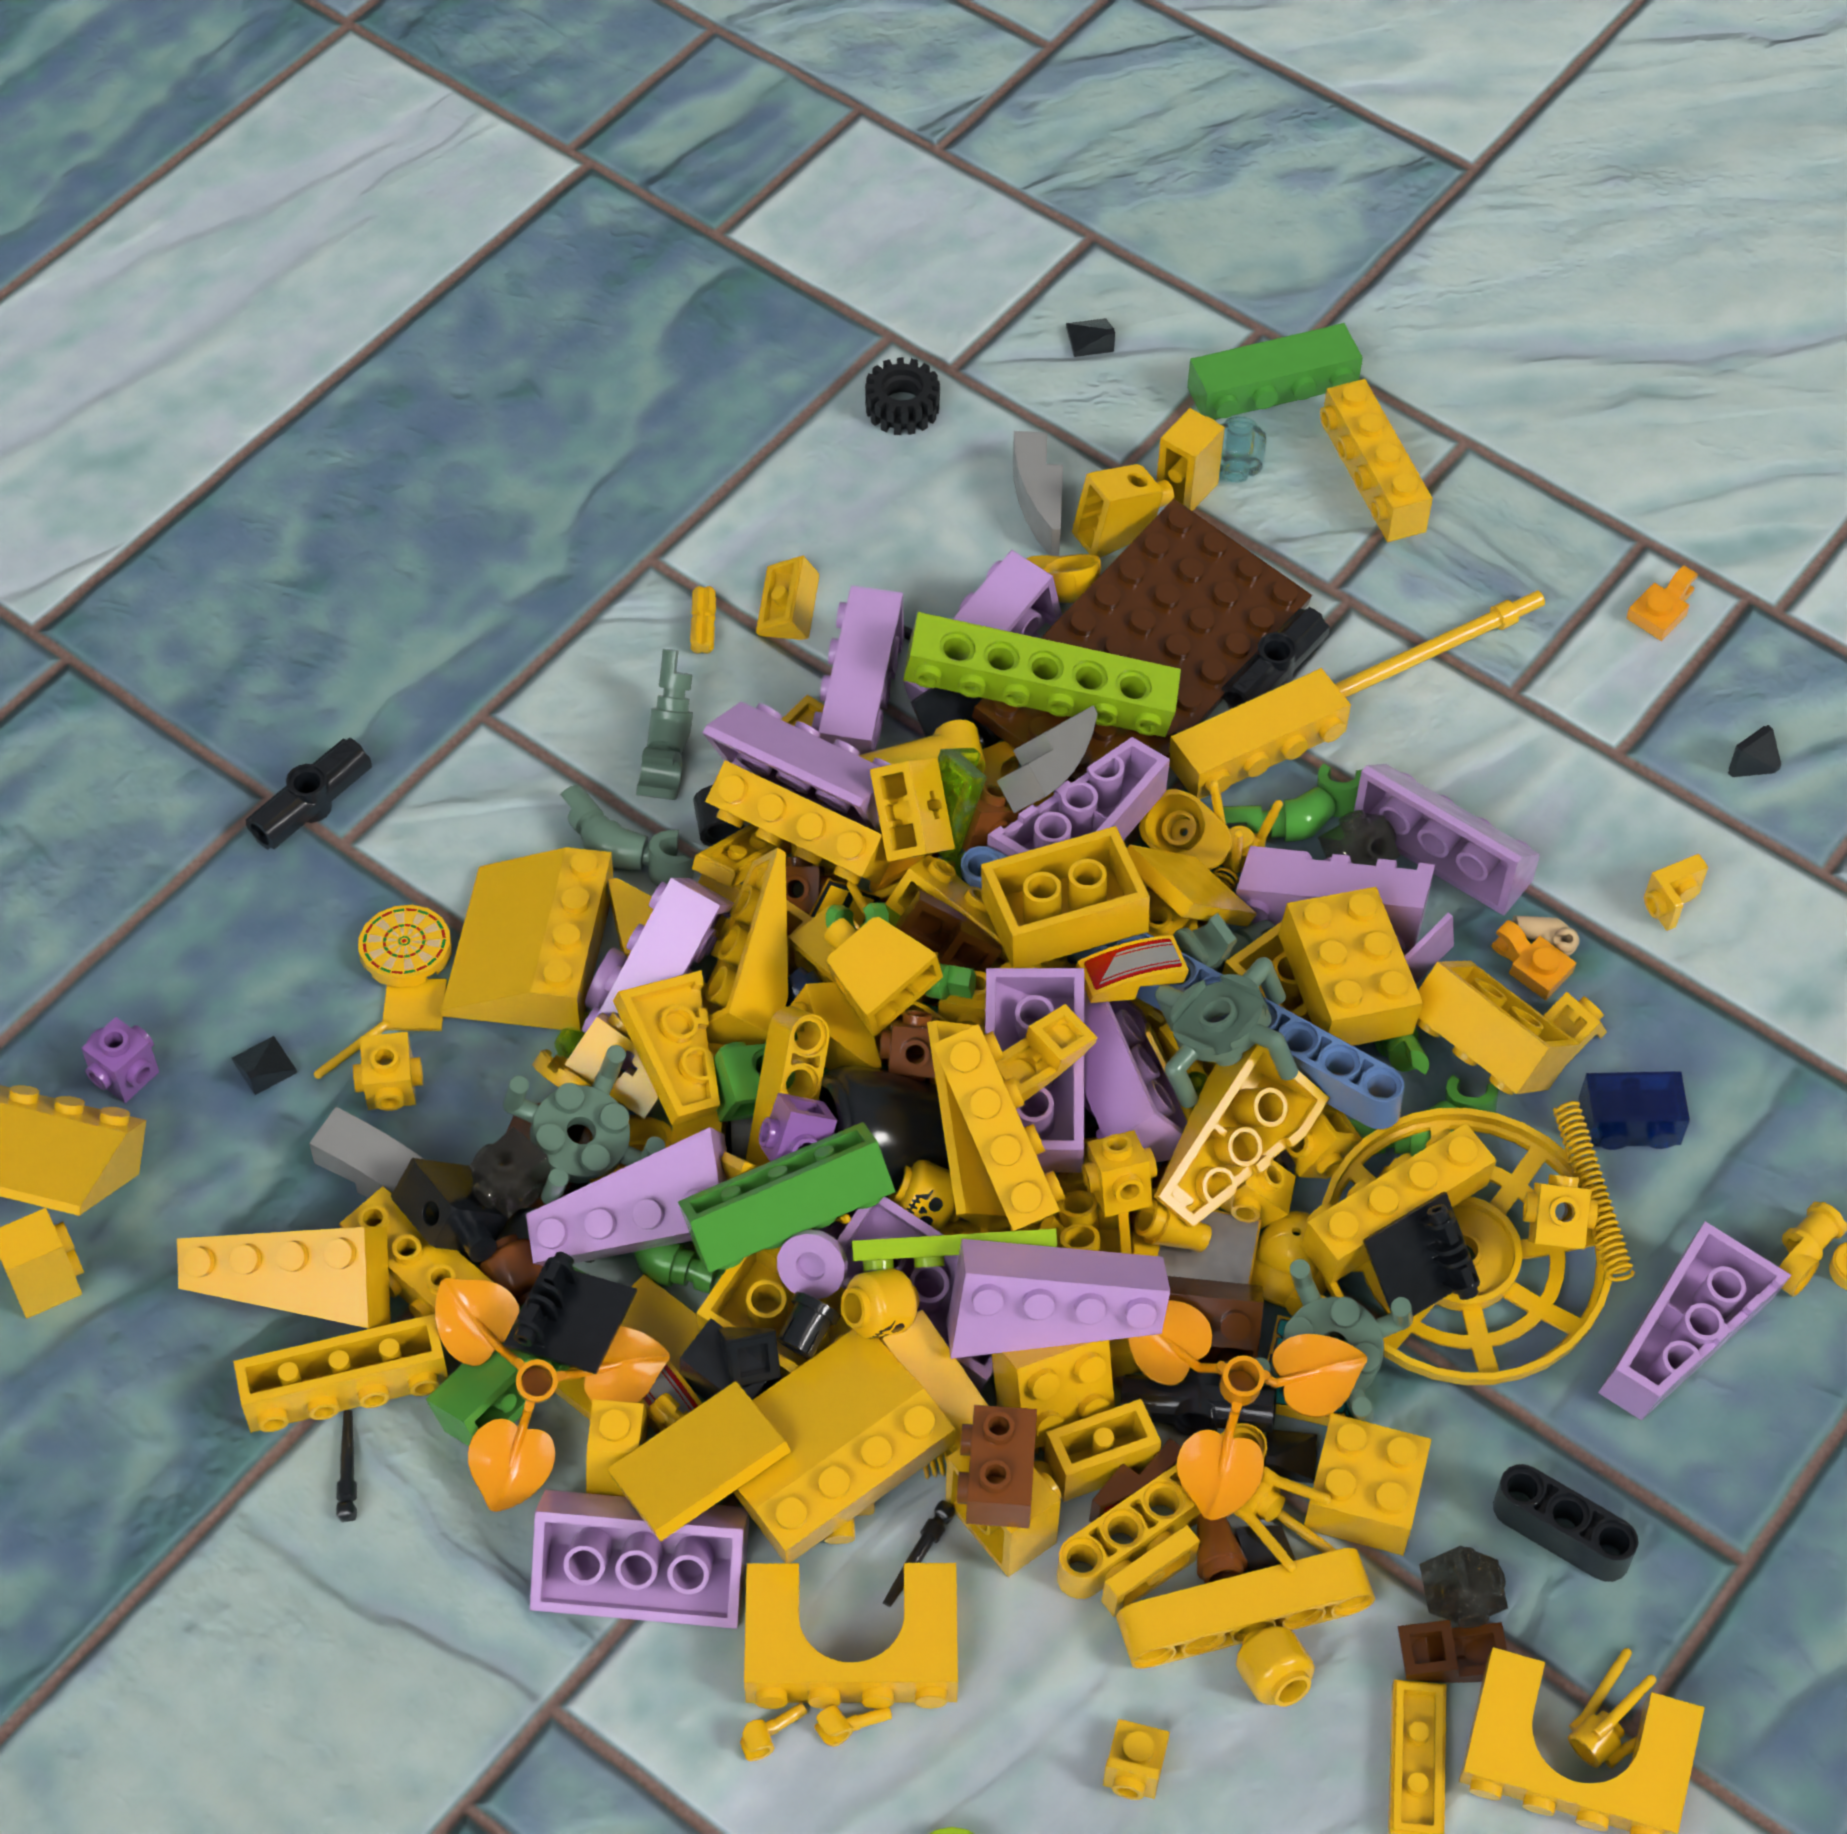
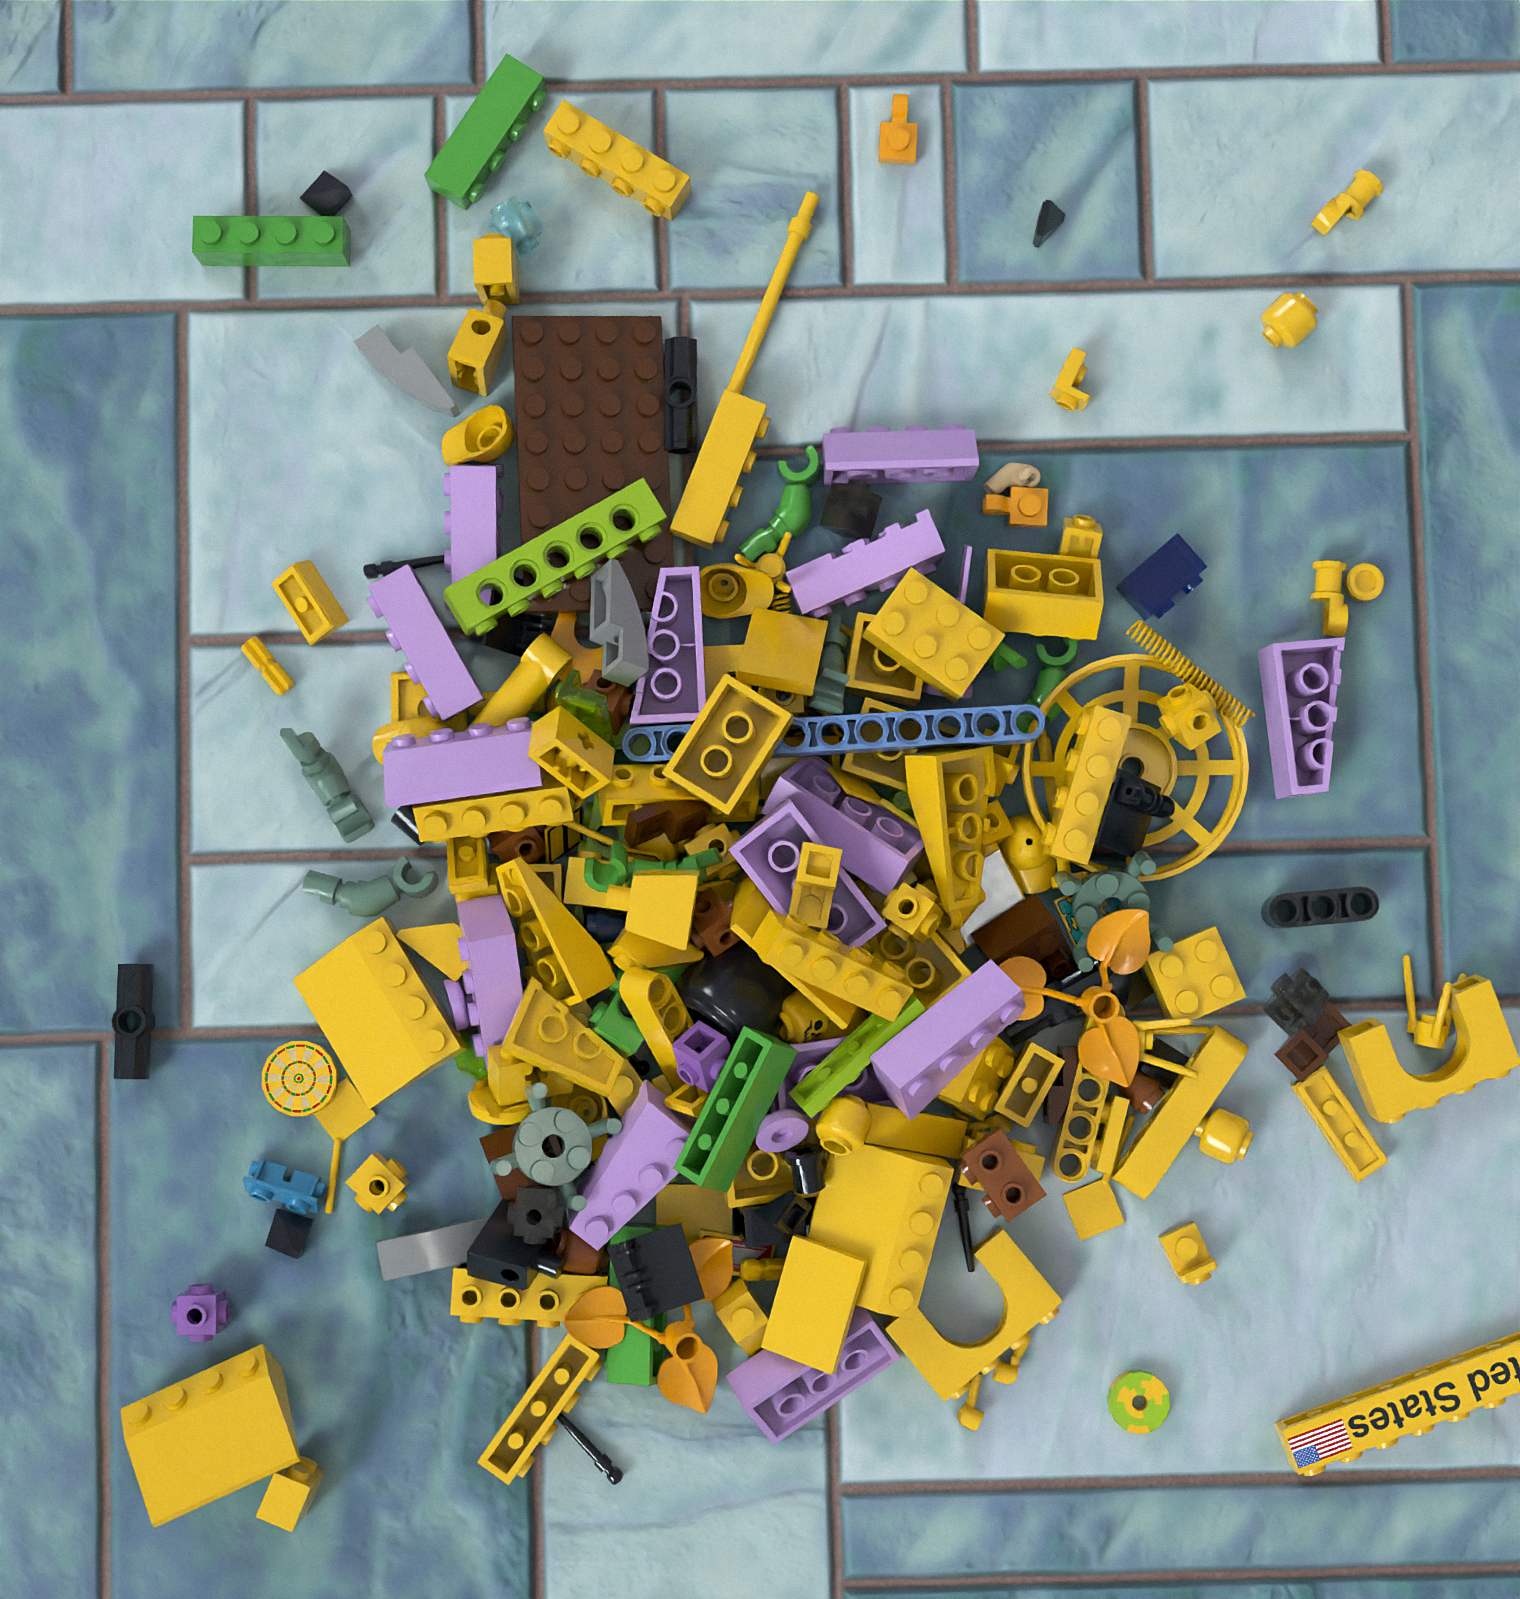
camera: 40 degrees left, 30 degrees up
(288, 1007) = (269, 1184): none -> dark azure hinge
(305, 1272) = (452, 1371): yellow wedge -> none
(902, 413) = (234, 341): black tyre -> none
(1012, 330) = (271, 241): none -> bright green brick
(1074, 1641) = (1094, 1205): none -> yellow piece
(1122, 969) = (807, 759): slope -> none
(1223, 1041) = (919, 756): sand green plate -> none

